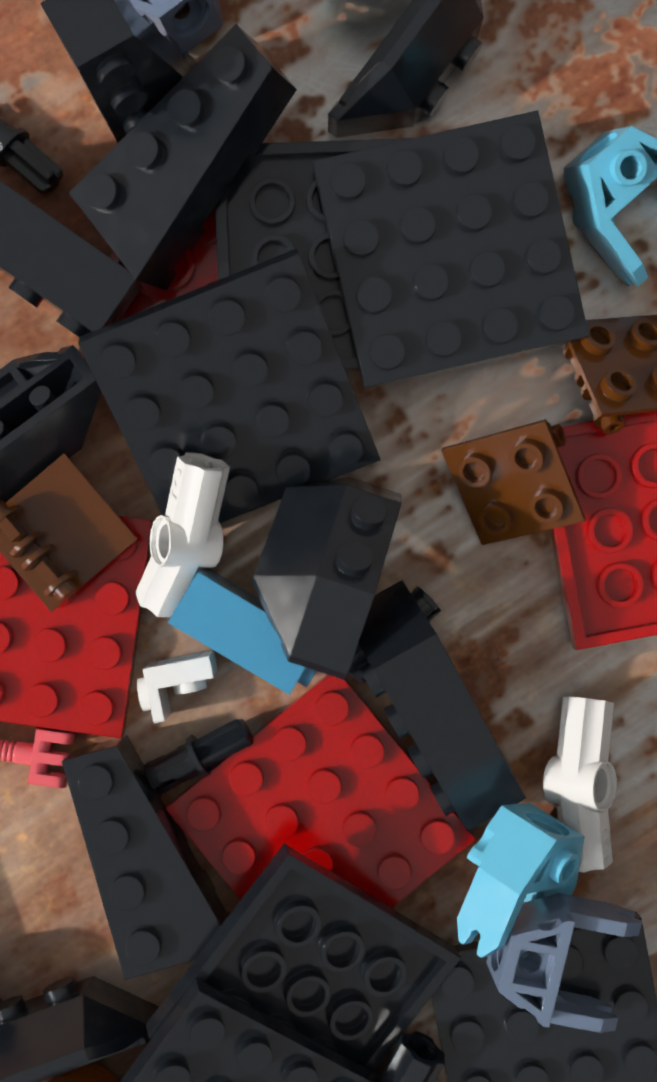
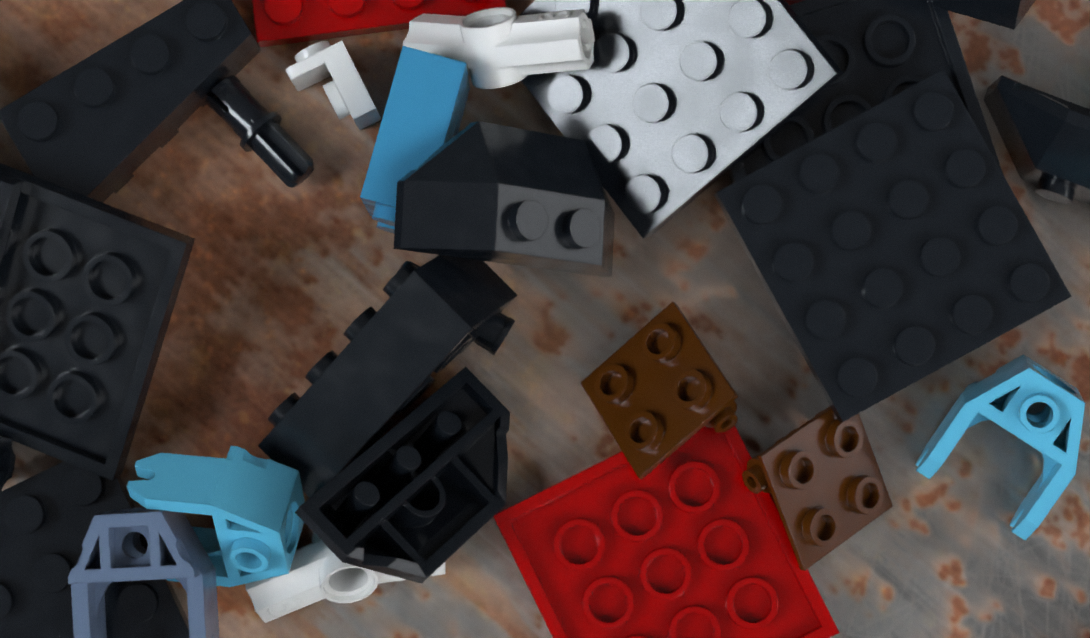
camera: 65 degrees right, 5 degrees down
(329, 788) = (263, 286): red plate -> none
(544, 710) = (419, 485): none -> black wedge

